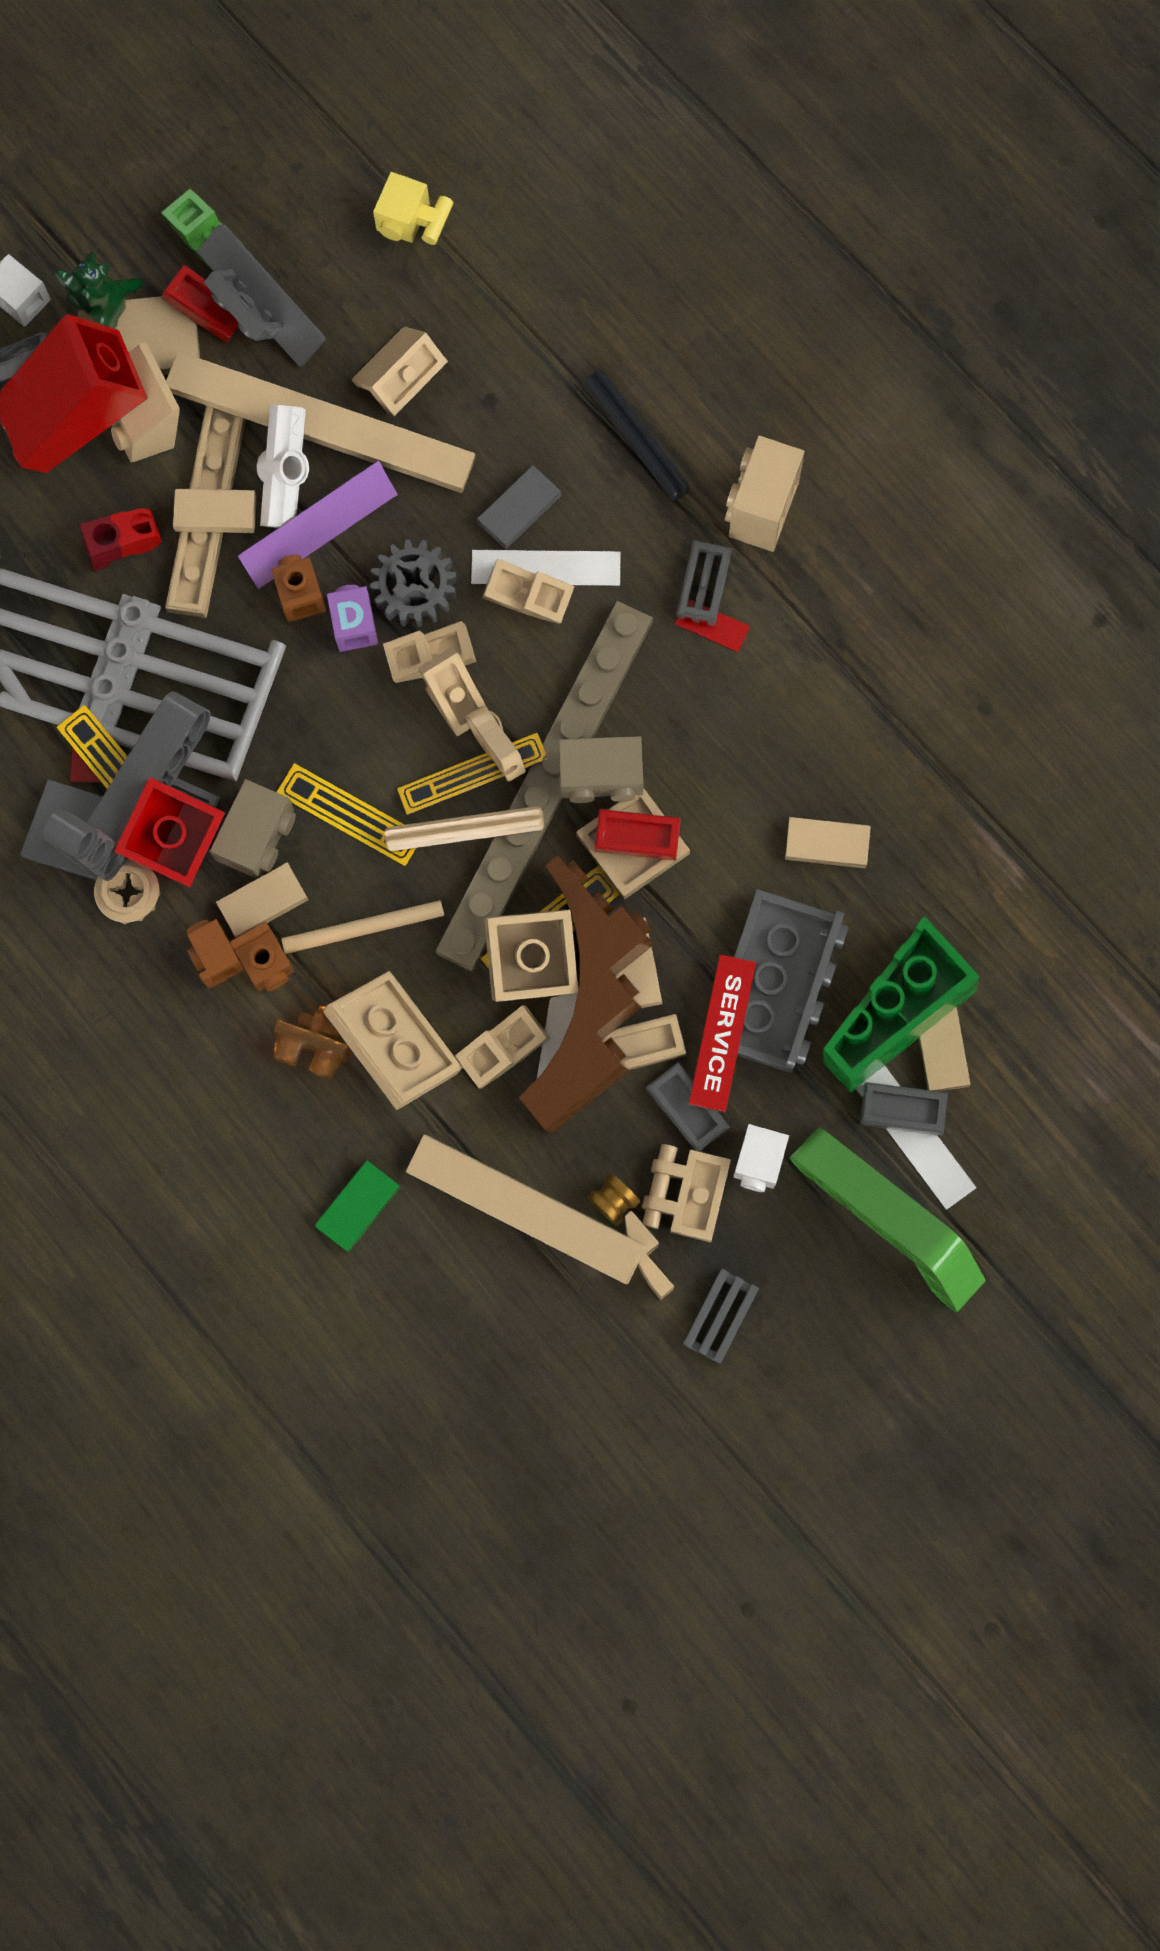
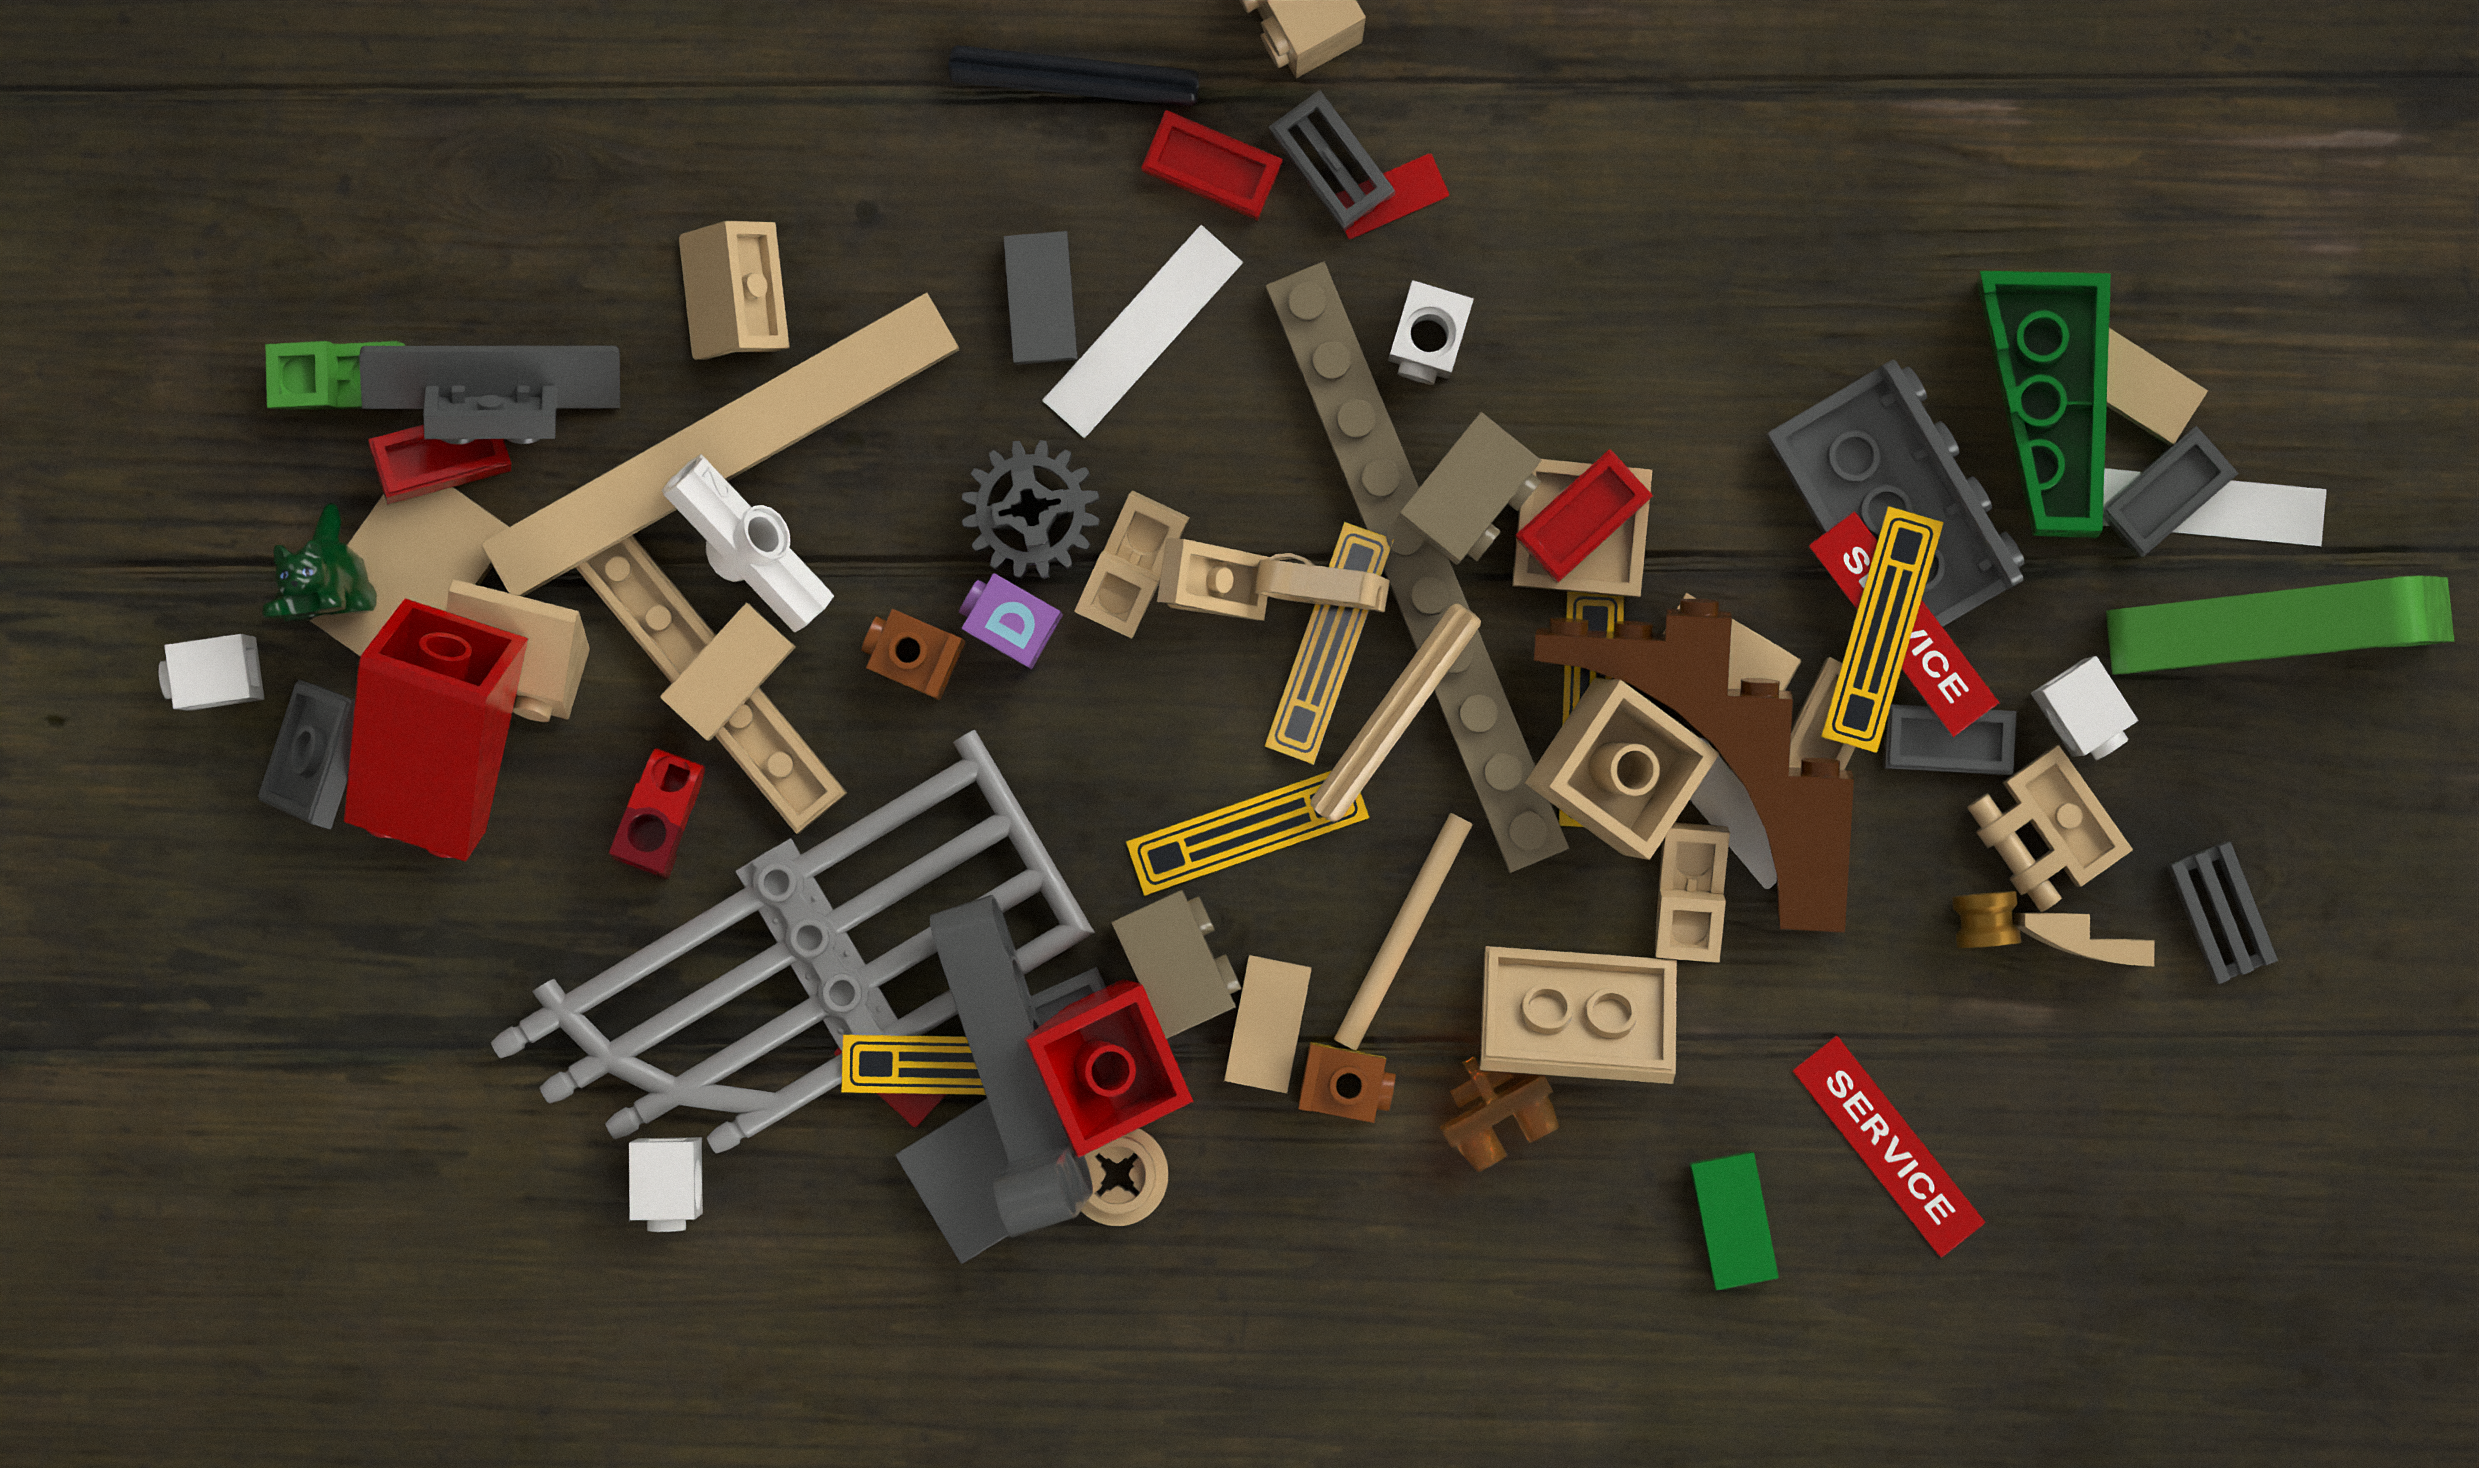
camera: 50 degrees left, 10 degrees up
(213, 952) = (1284, 1136): dark orange brick -> none
(319, 522) = (853, 559): medium lavender sticker -> none
(405, 207) = (527, 101): light yellow brick -> none
(457, 1268) = (1889, 1146): none -> red sticker
(526, 1209) = (1914, 1032): tan tile -> none
(528, 592) = (1159, 381): tan slope -> none
(652, 531) = (1211, 165): none -> red tile
(667, 676) = (1436, 305): none -> white brick
(710, 1023) = (1882, 629): none -> sticker
(827, 842) = (1778, 298): tan tile -> none

